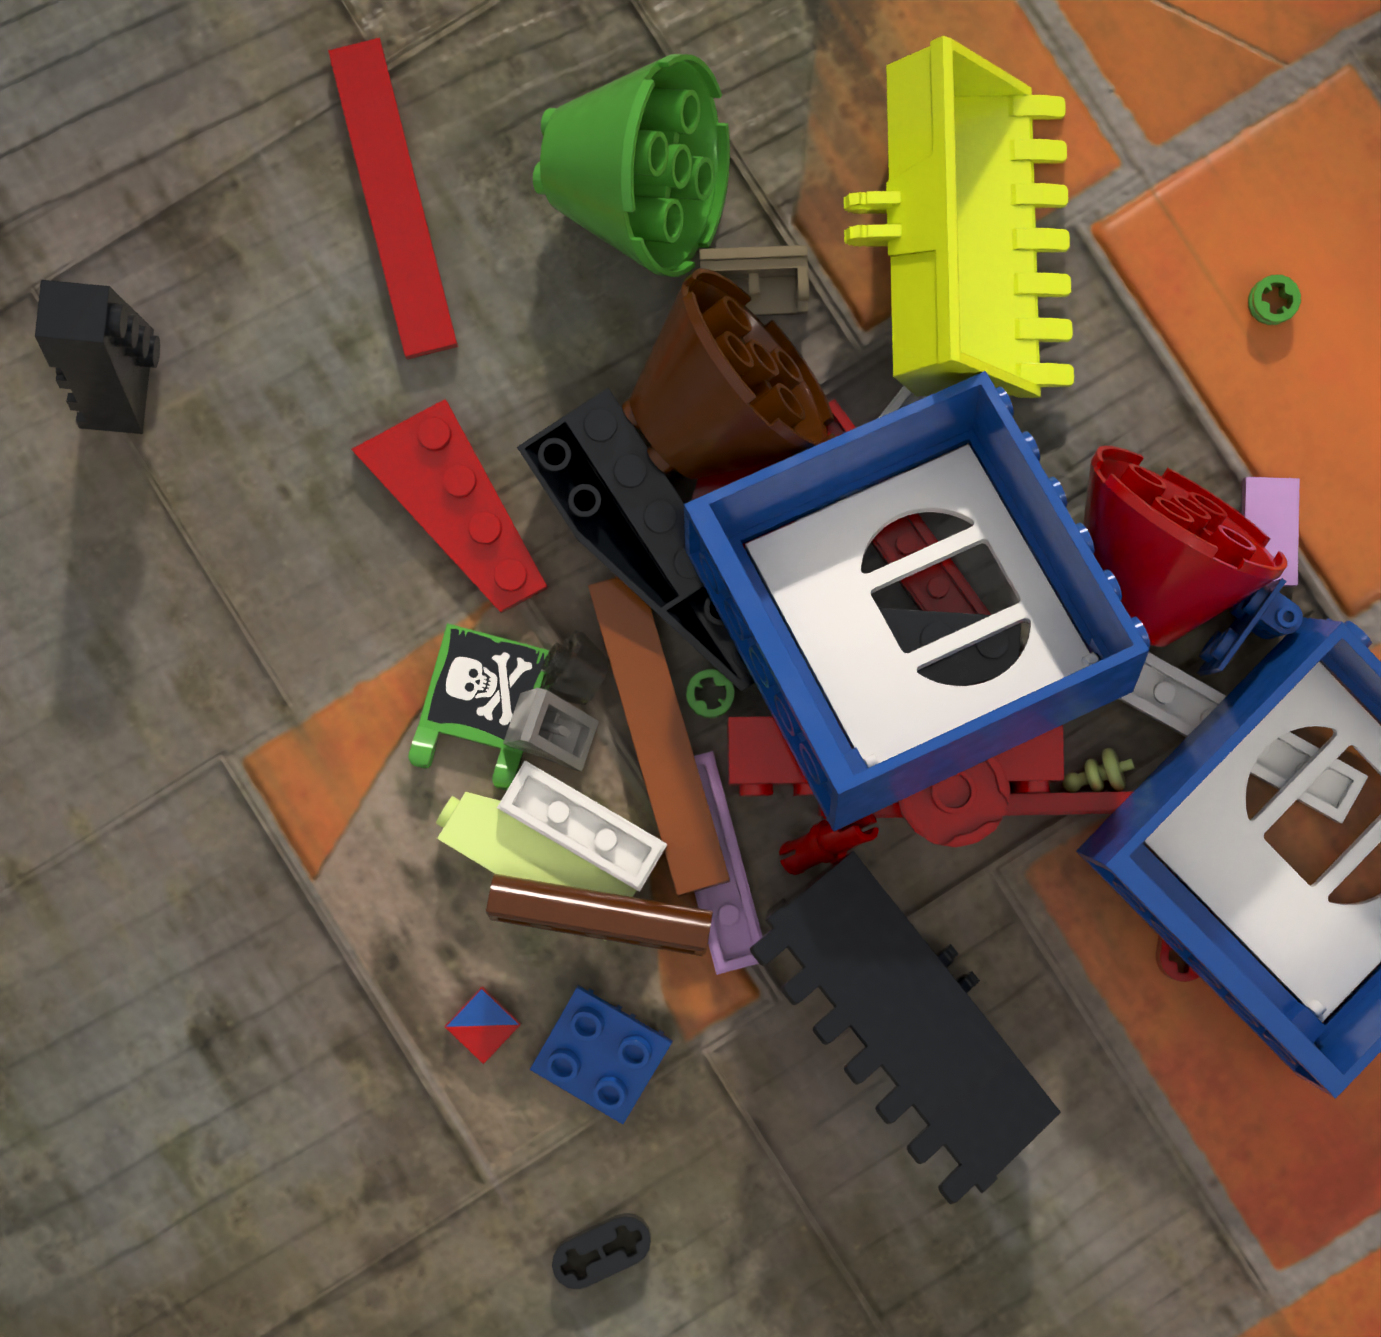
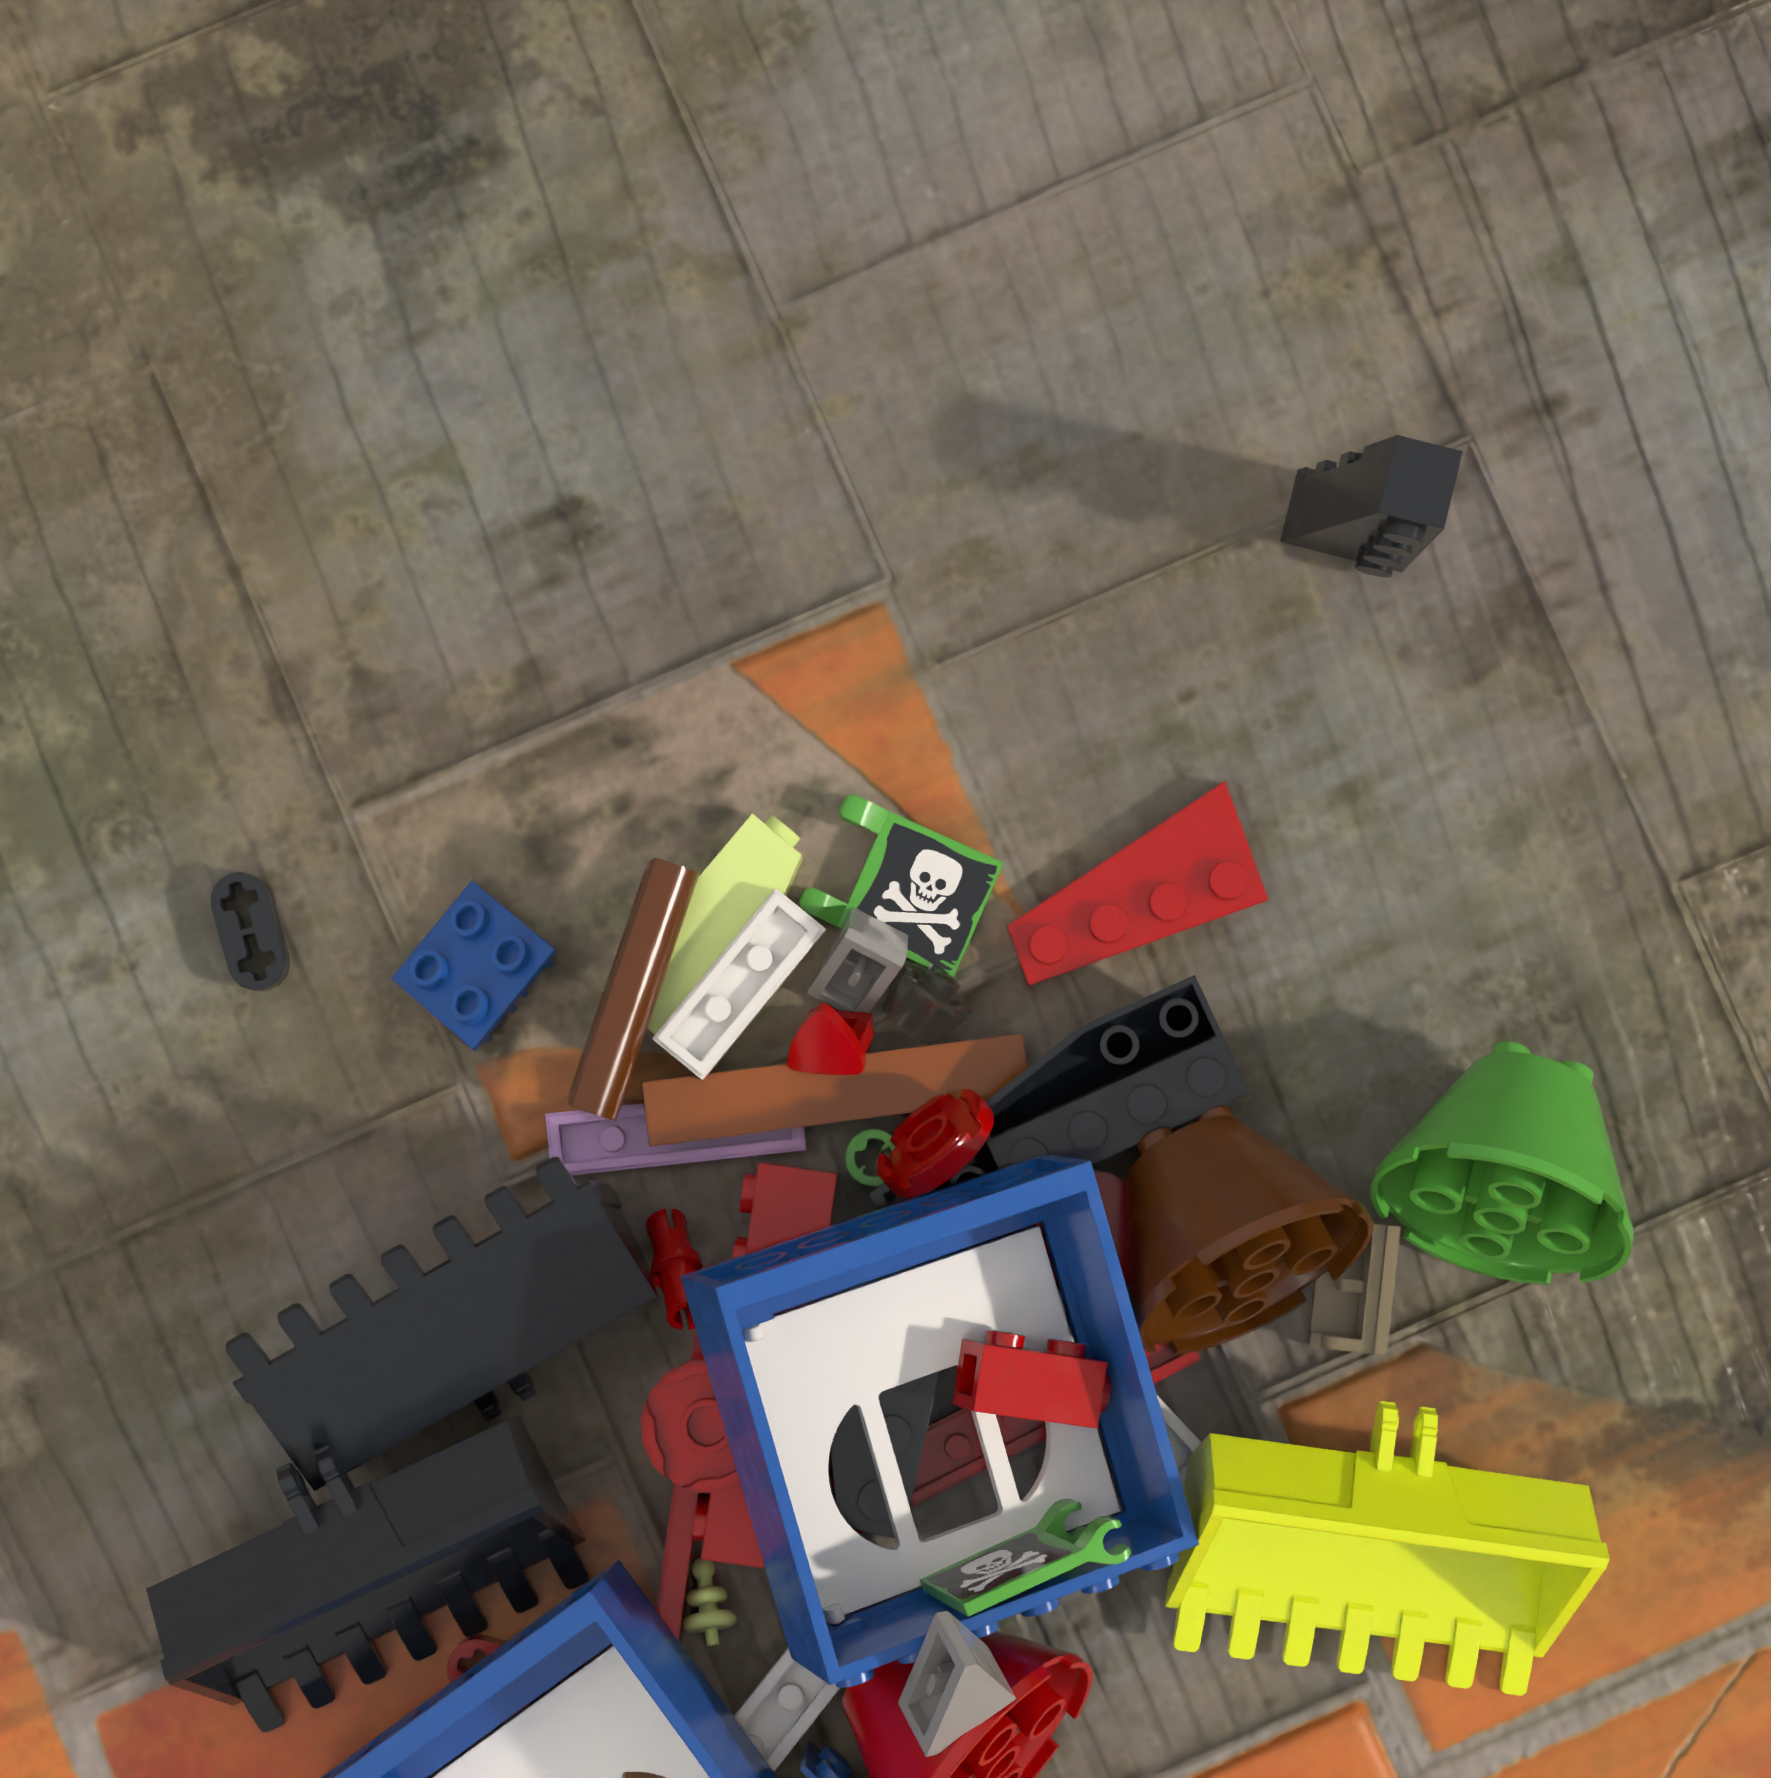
camera: 95 degrees right, 0 degrees up
(393, 198) = (1516, 873): red tile -> none
(483, 1025) = (531, 834): tile -> none
(619, 741) = (831, 1042): none -> red tile
(690, 640) = (935, 1143): none -> red tile
(875, 530) = (1031, 1383): none -> red brick
(1022, 511) = (1024, 1561): none -> bright green flag
(1119, 1061) = (363, 1569): none -> black piece
(1134, 552) = (951, 1685): none -> light grey slope

